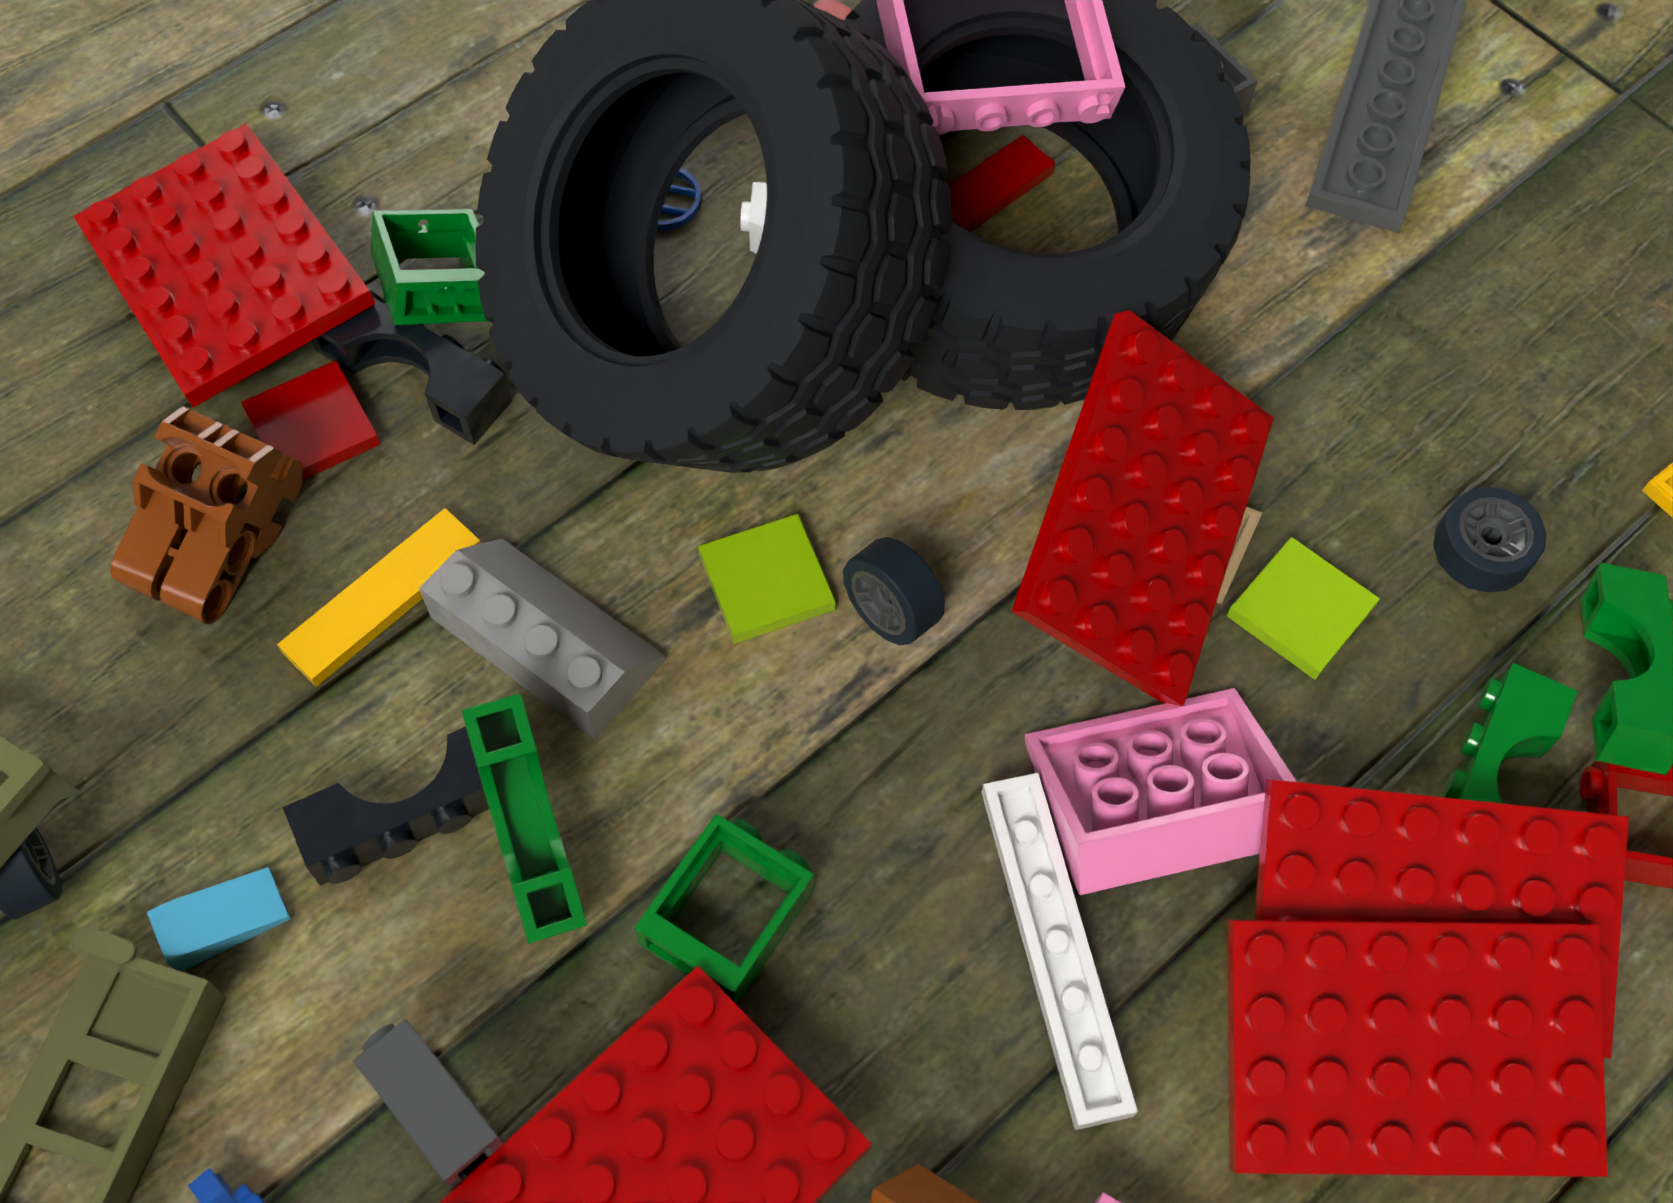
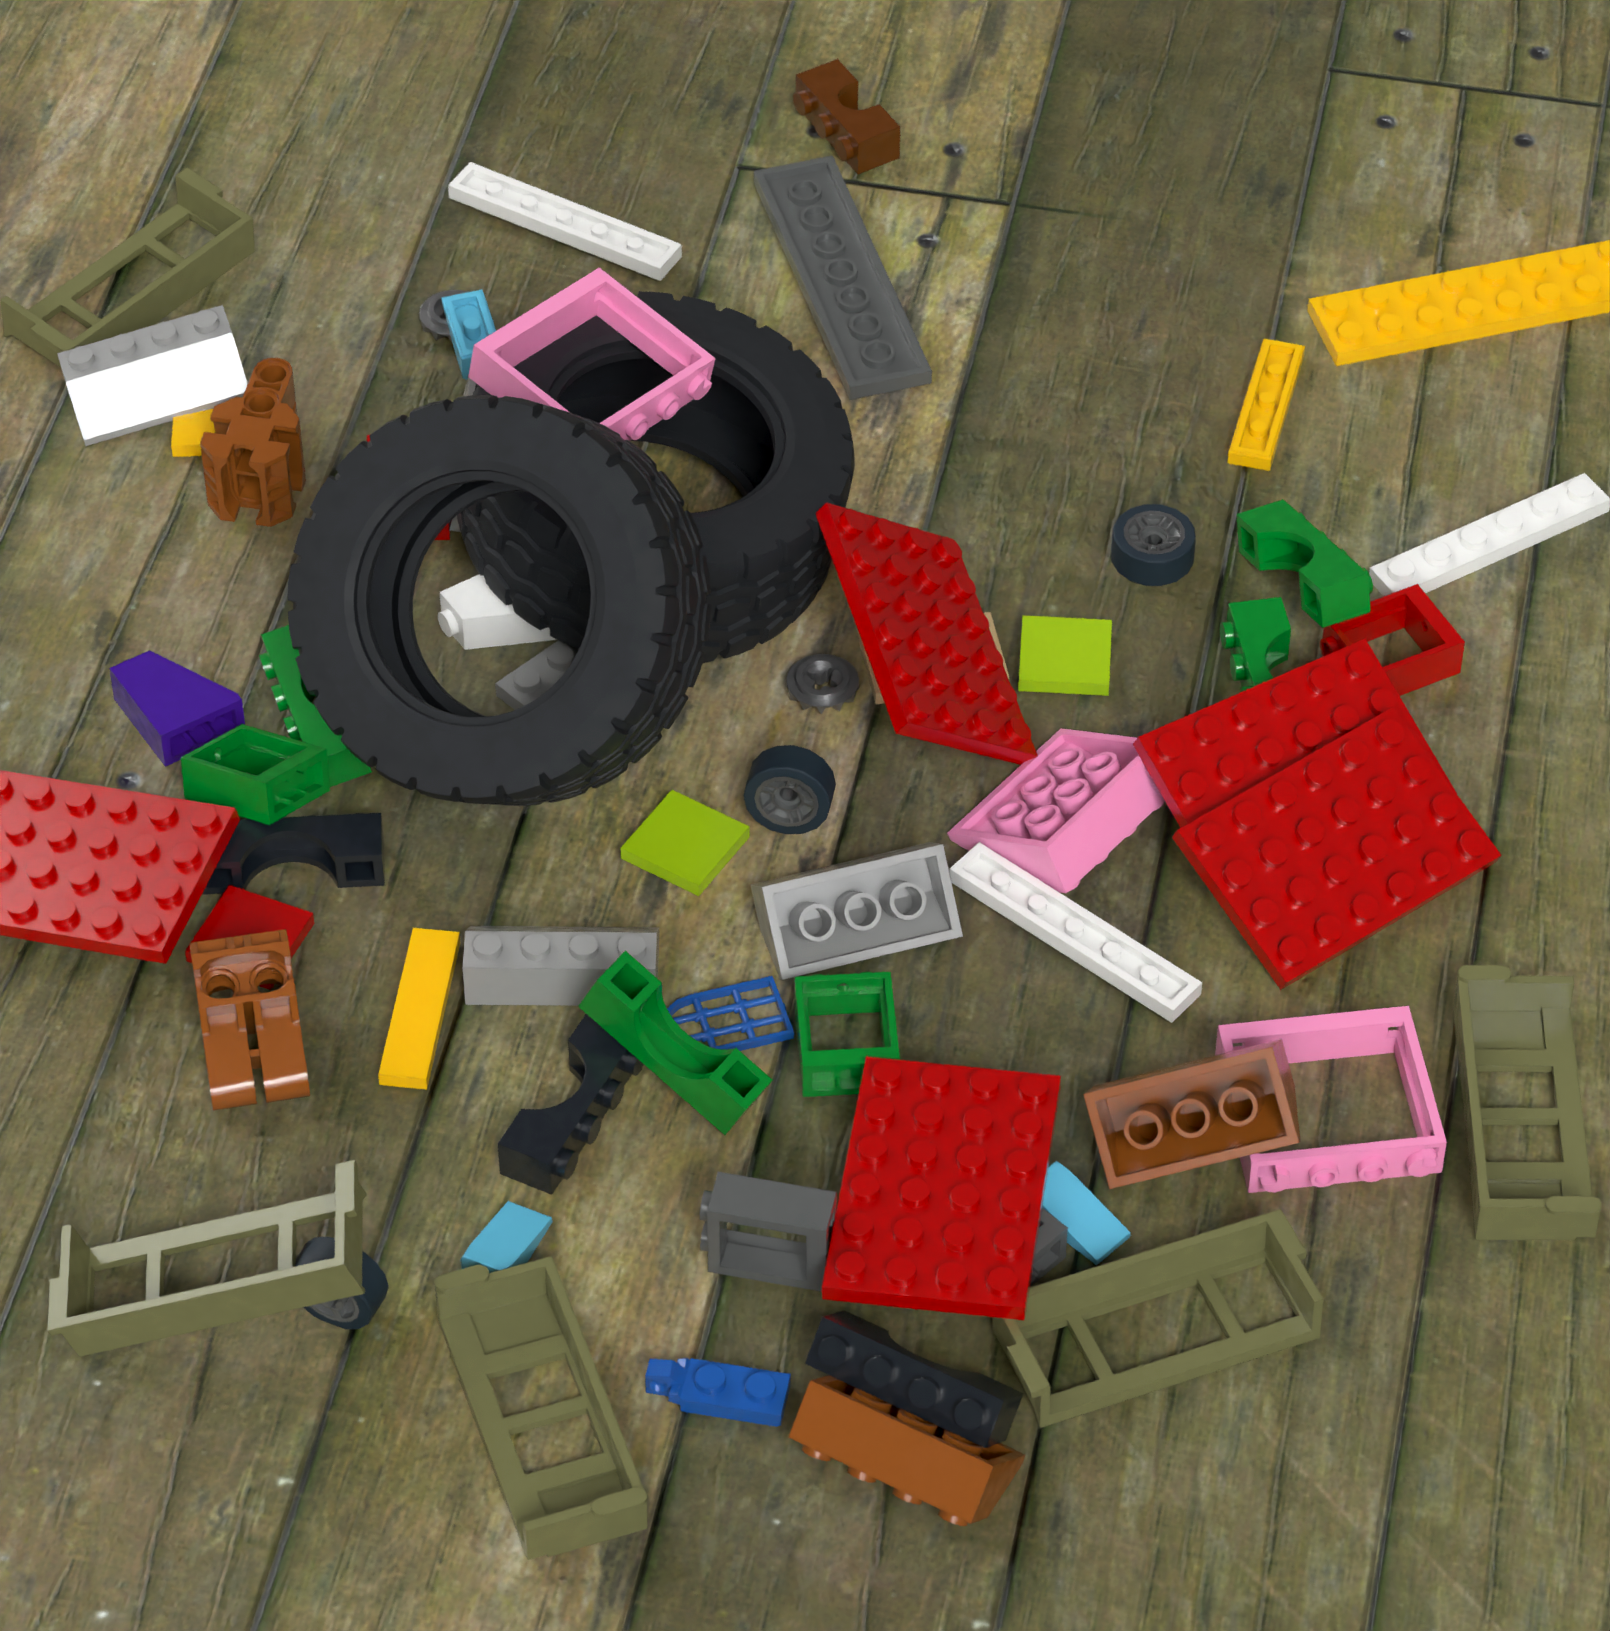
camera: 35 degrees left, 15 degrees down
(441, 154) = (173, 705): none -> dark purple slope
(664, 796) = (739, 1007): none -> blue window
(856, 767) = (857, 910): none -> light grey slope
(1013, 482) = (818, 670): none -> flat silver gear

